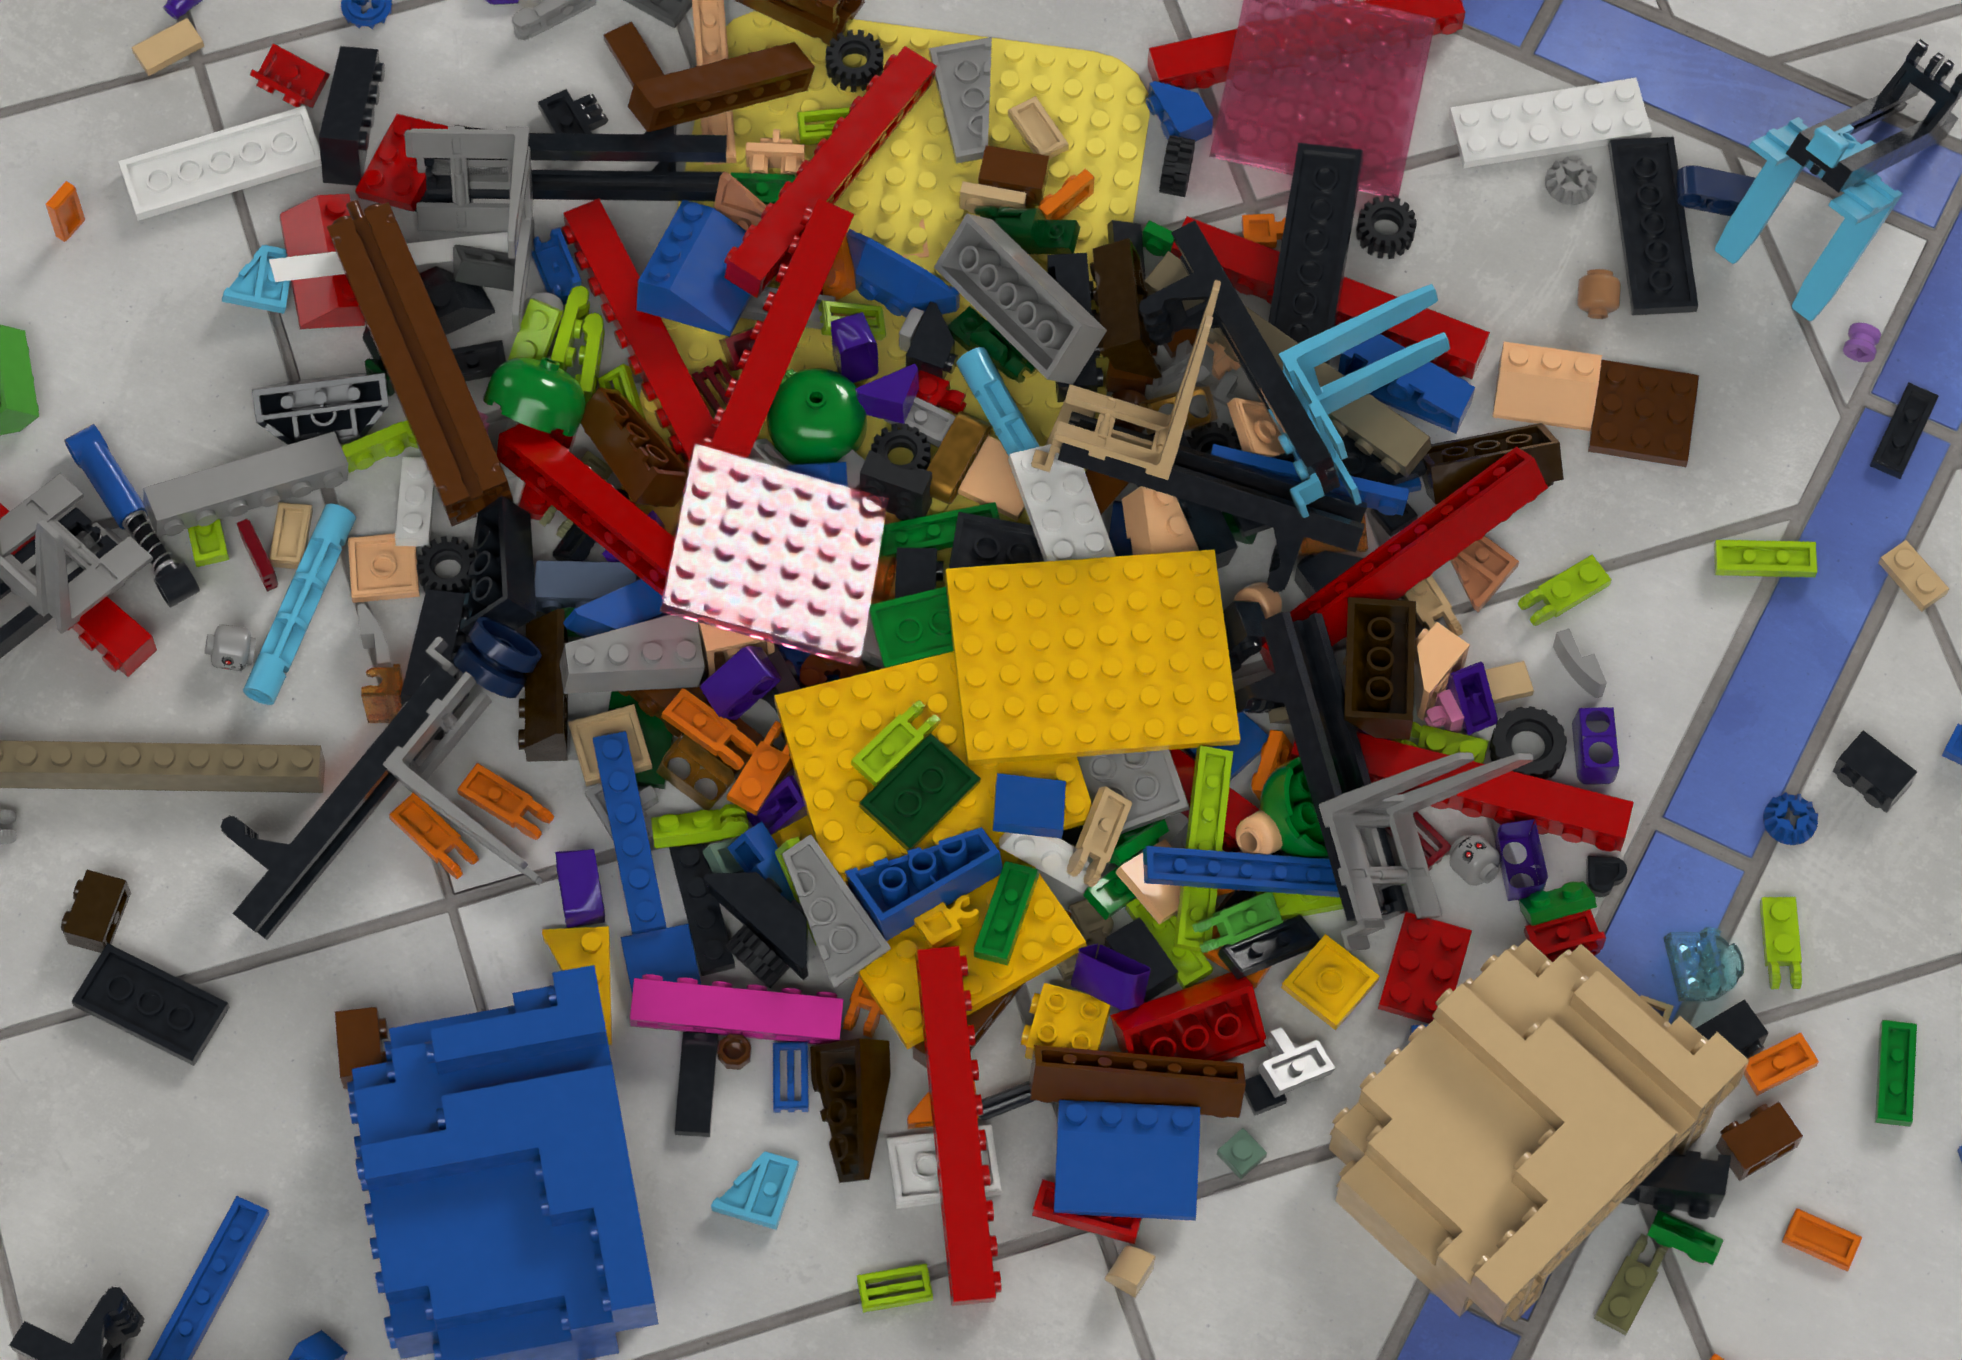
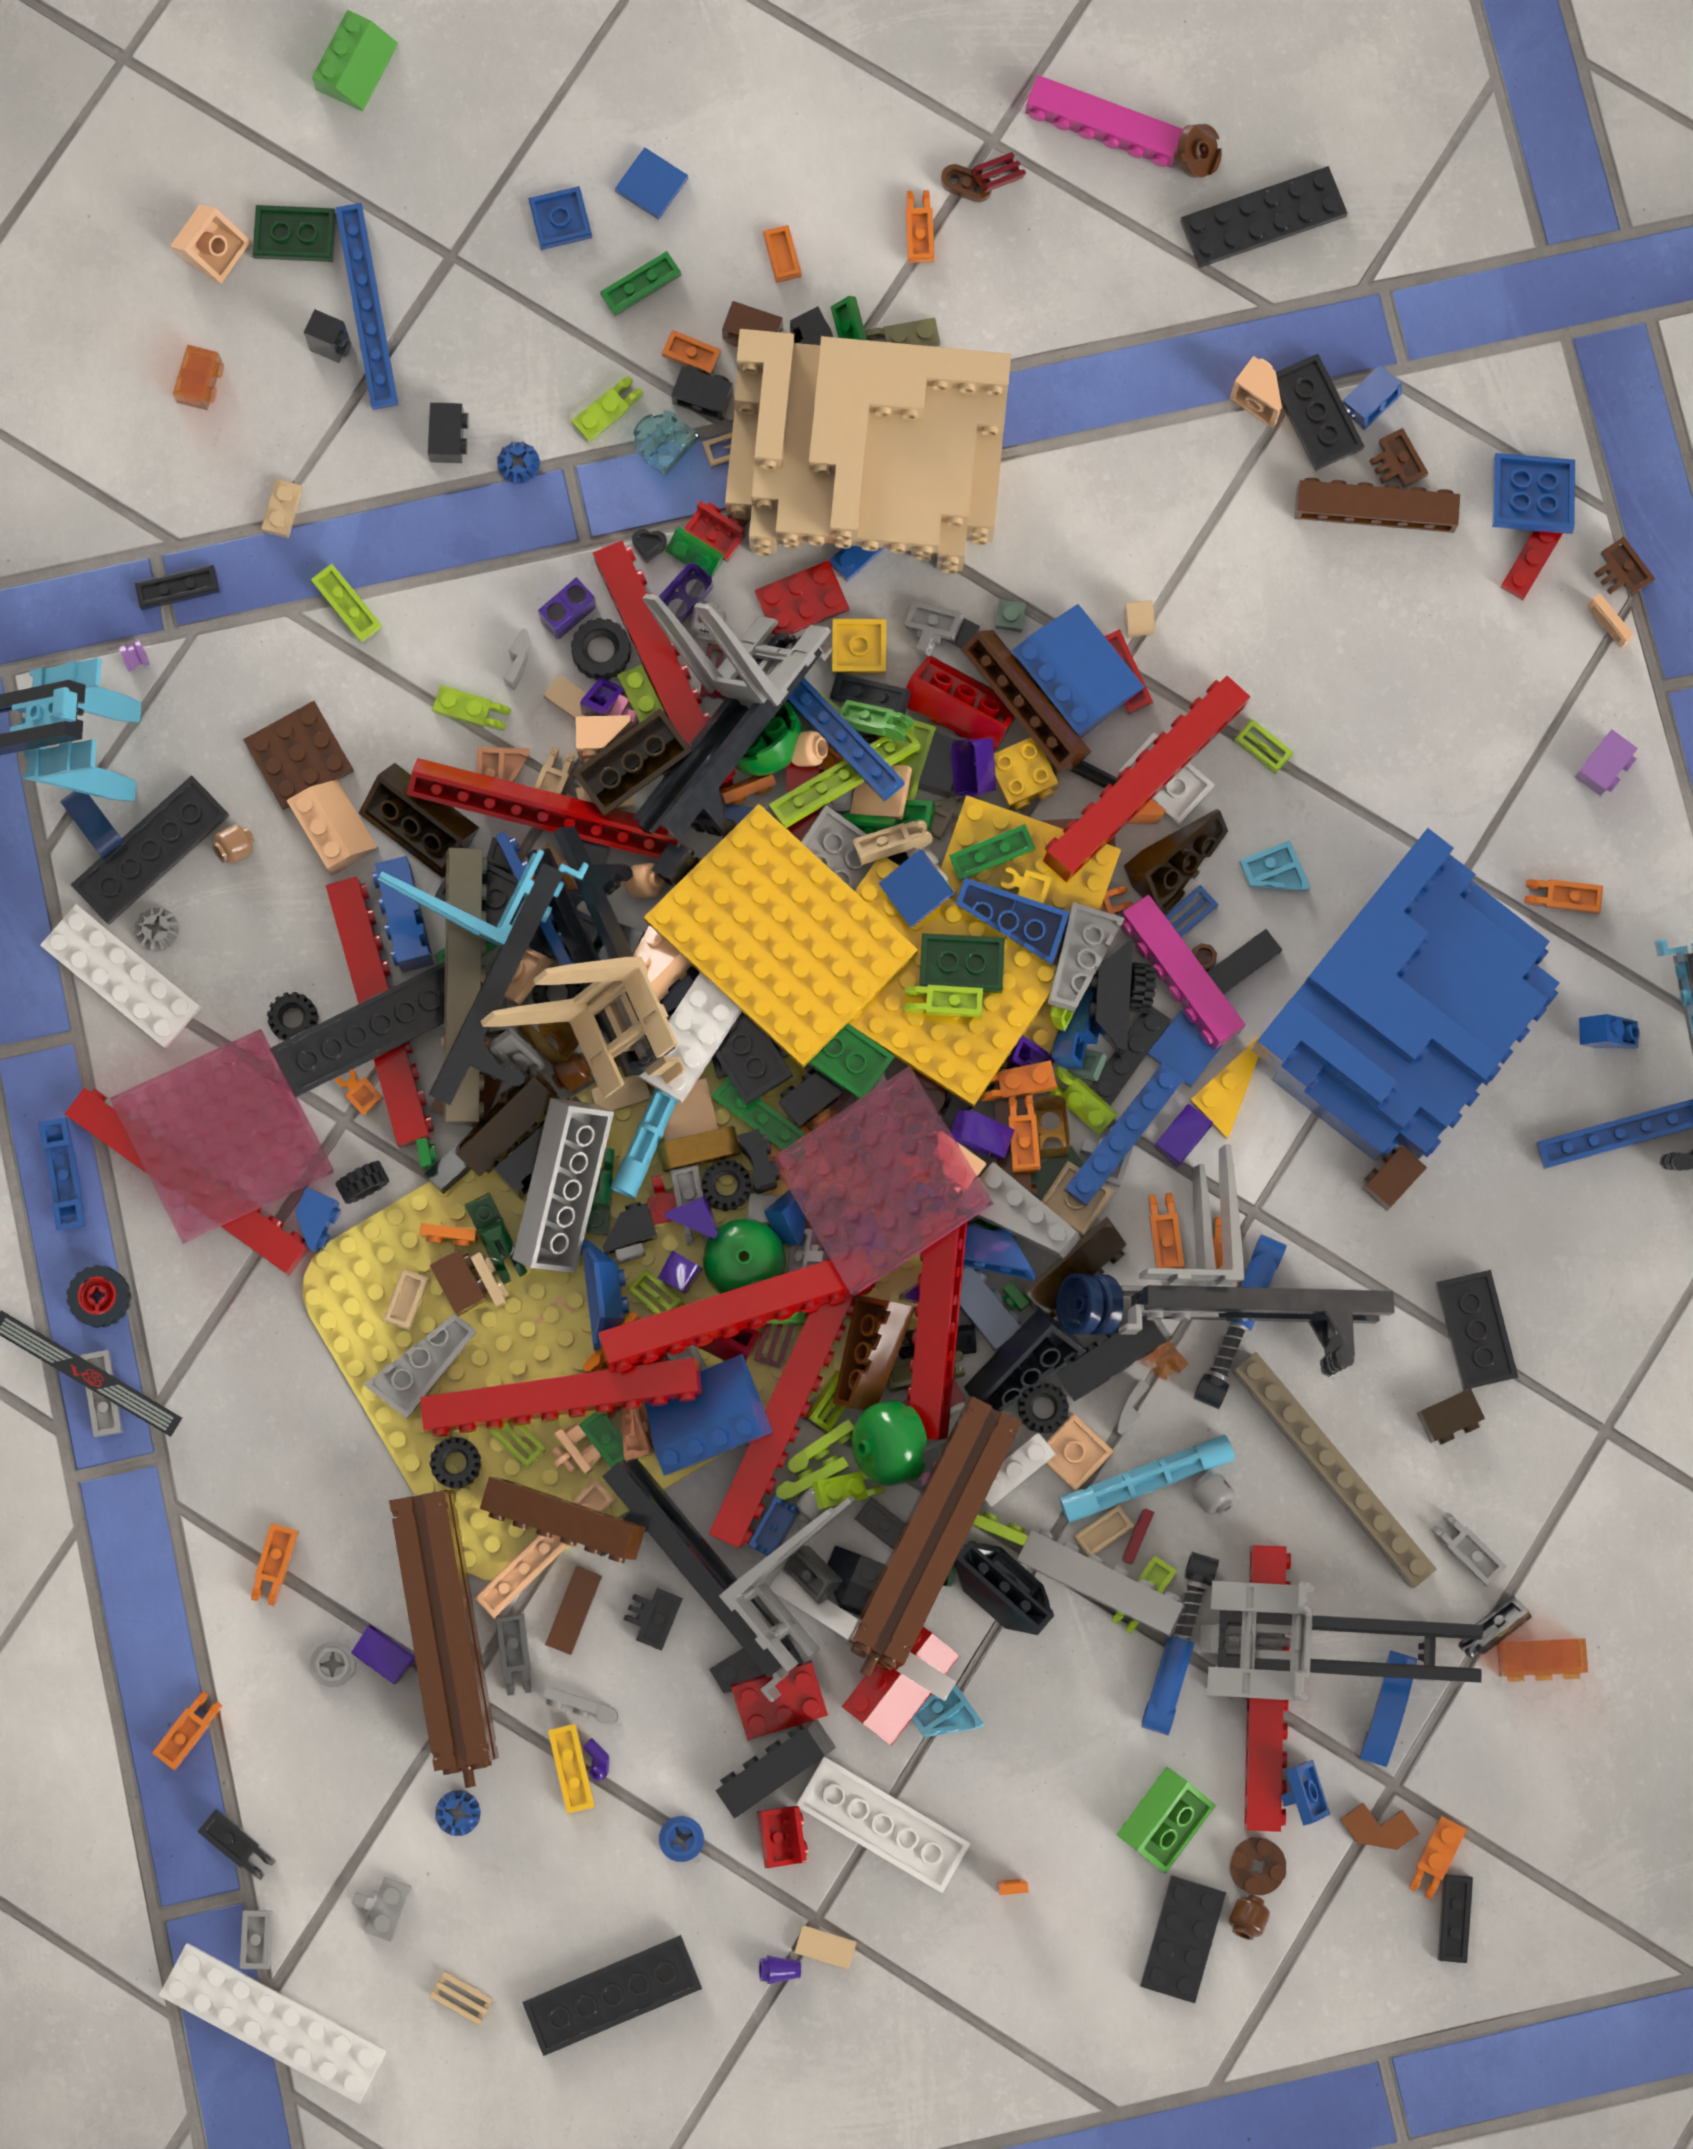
camera: 130 degrees left, 15 degrees up
(378, 831) = (1259, 1274): none -> piece

